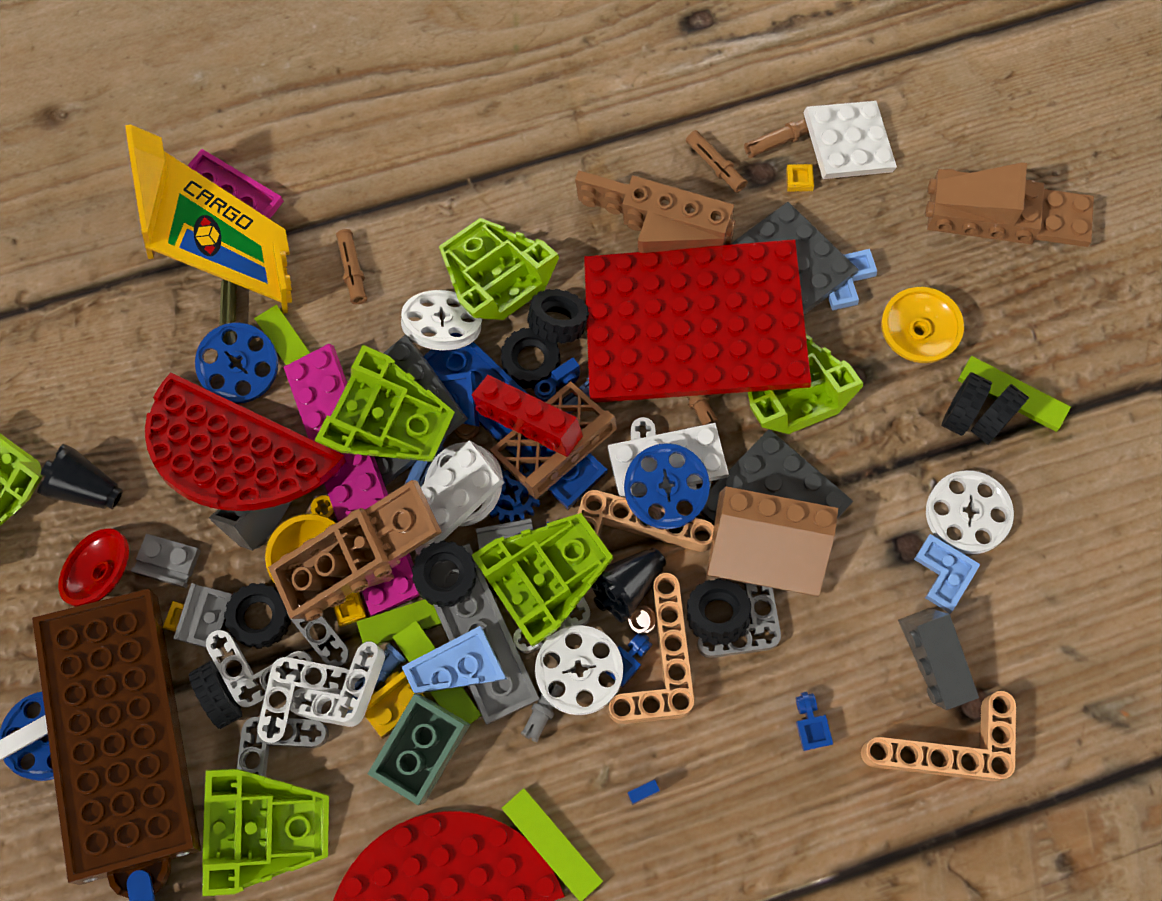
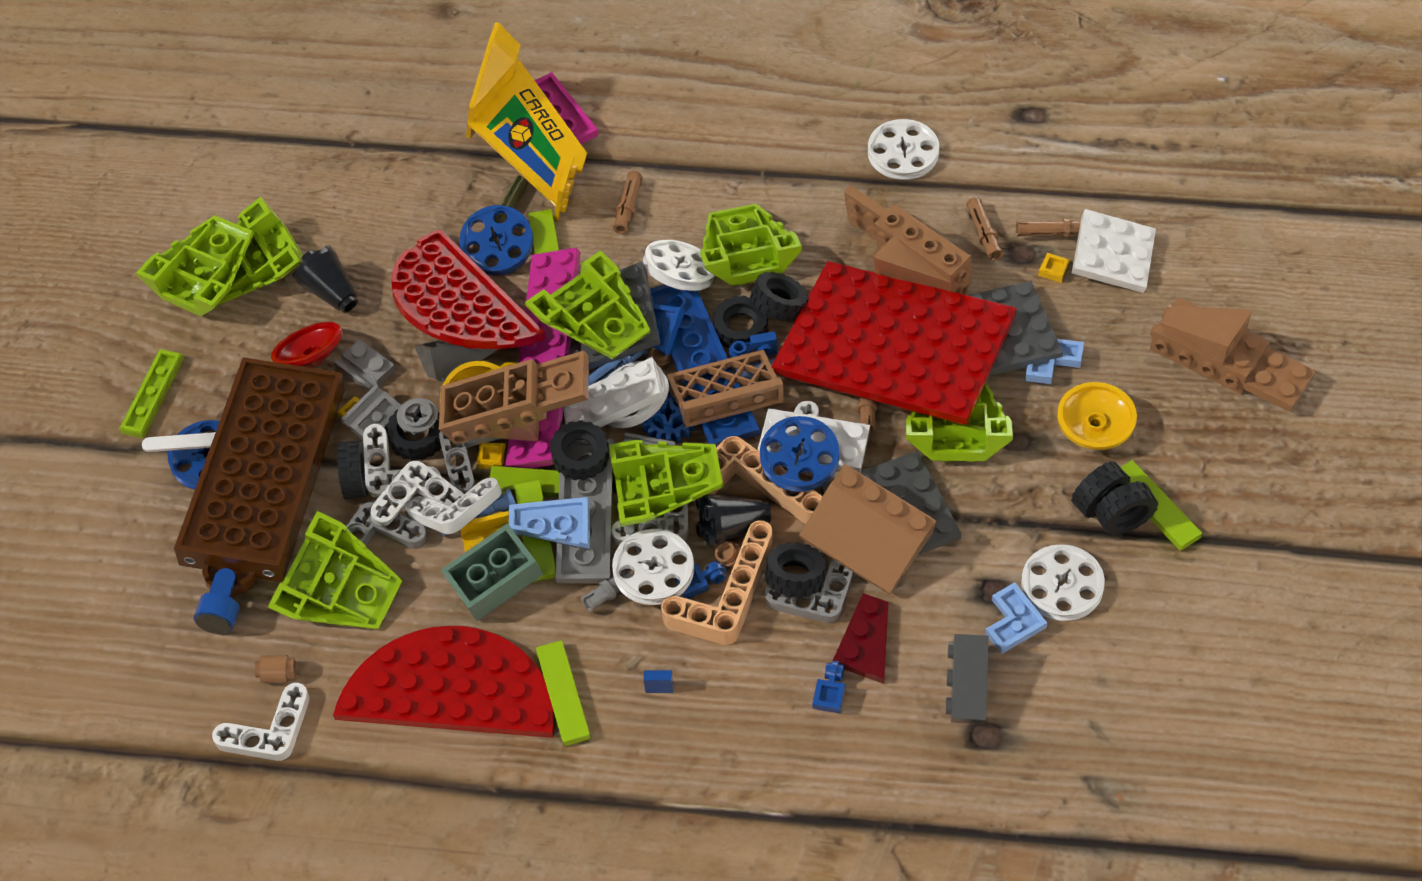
camera: 25 degrees right, 15 degrees down
(243, 598) = (409, 411): none -> light grey gear
(527, 415) = (709, 355): red brick -> none
(591, 112) = (911, 144): none -> white wedge
(817, 654) = (865, 639): none -> dark red wing
(951, 754) = (941, 757): light nougat beam -> none

